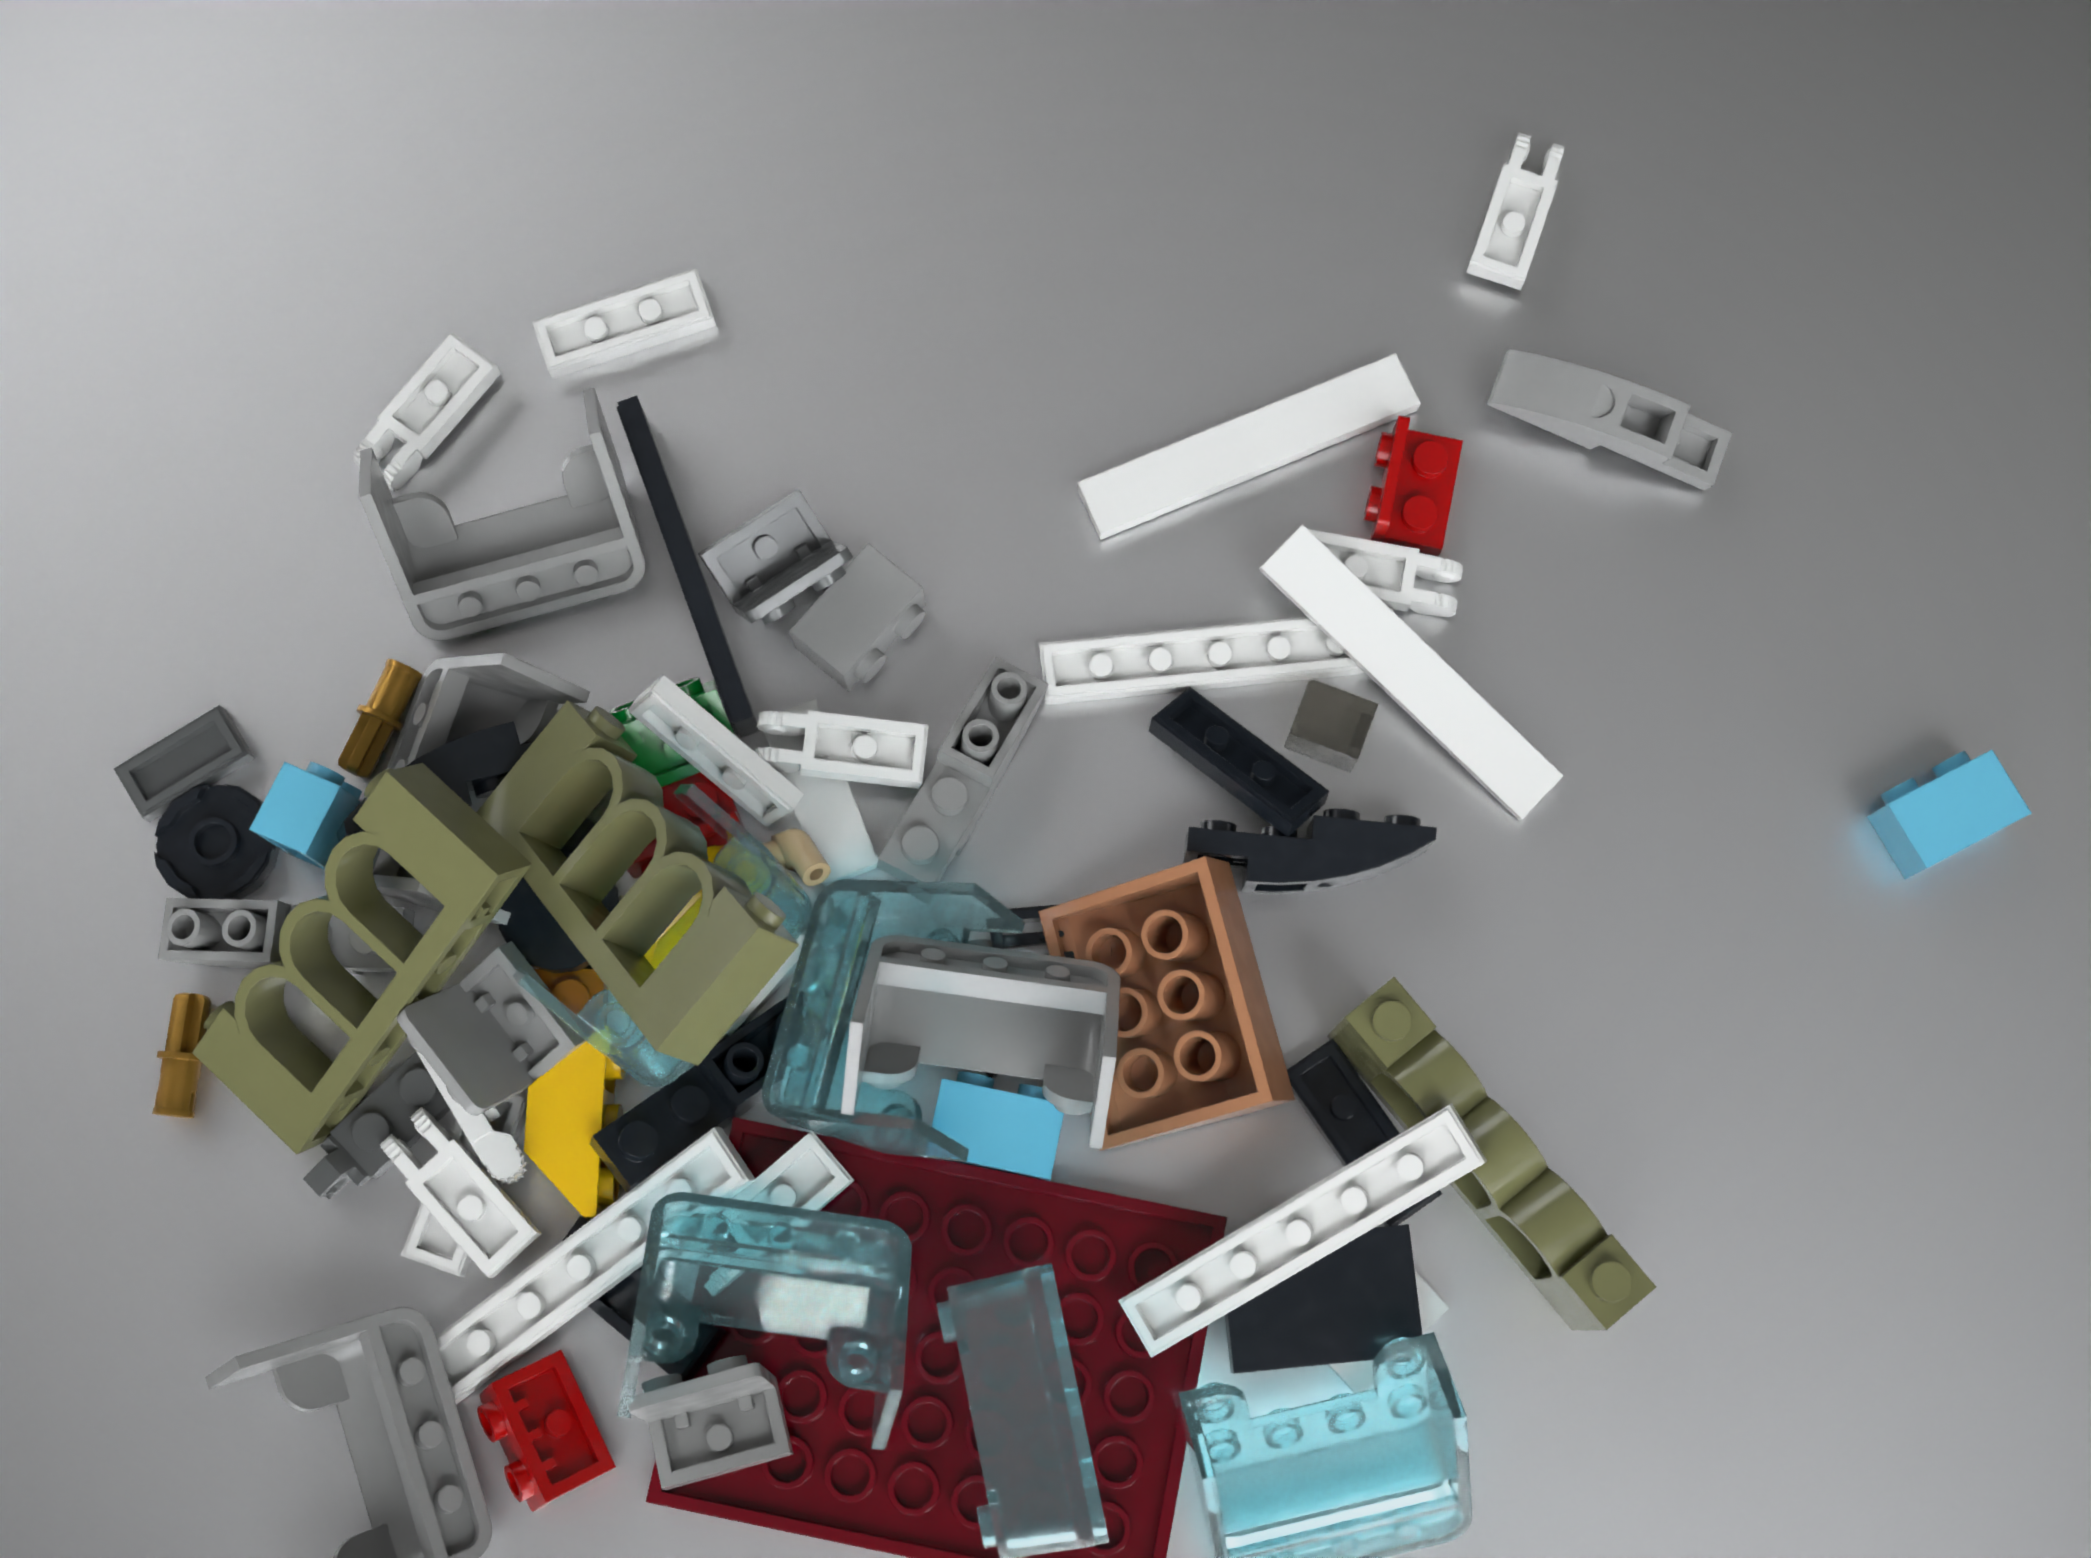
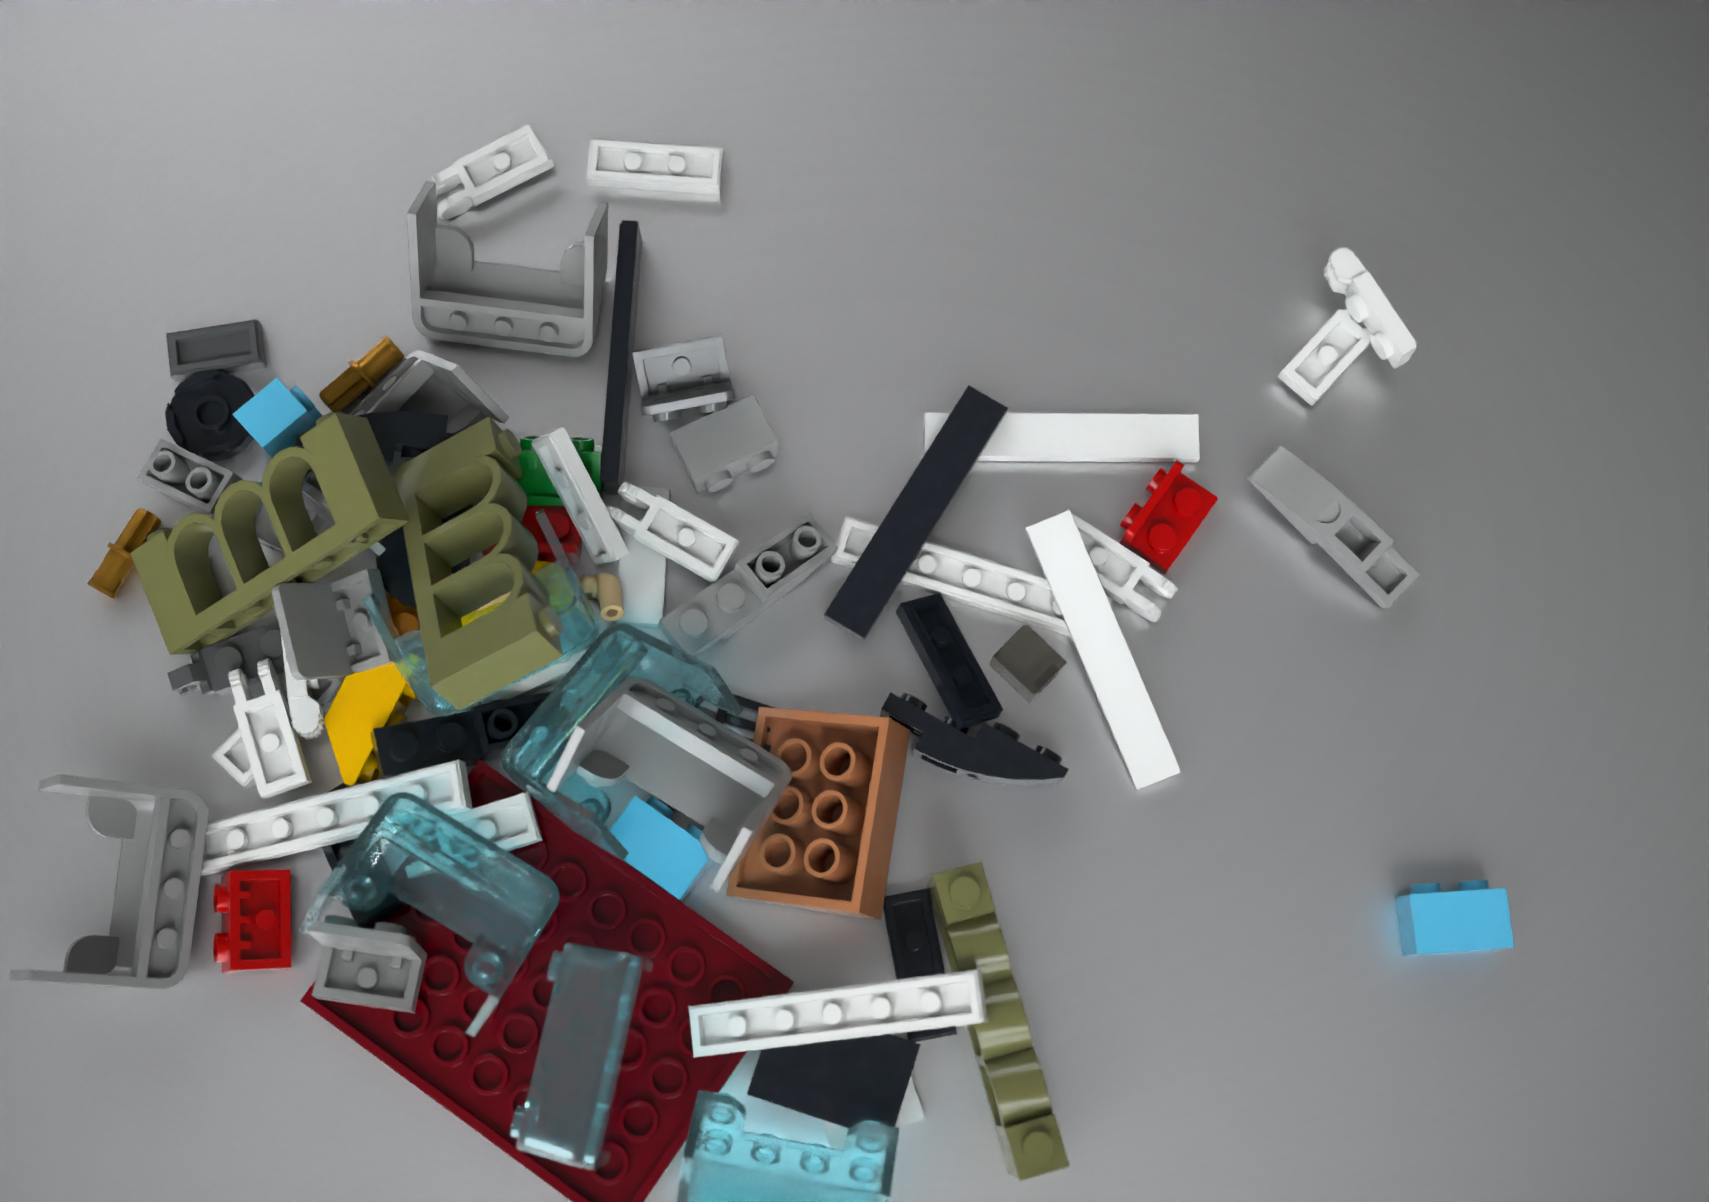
camera: 20 degrees right, 0 degrees up
(1121, 606) = (915, 513): none -> black tile
(1541, 145) = (1370, 305): none -> white hinge

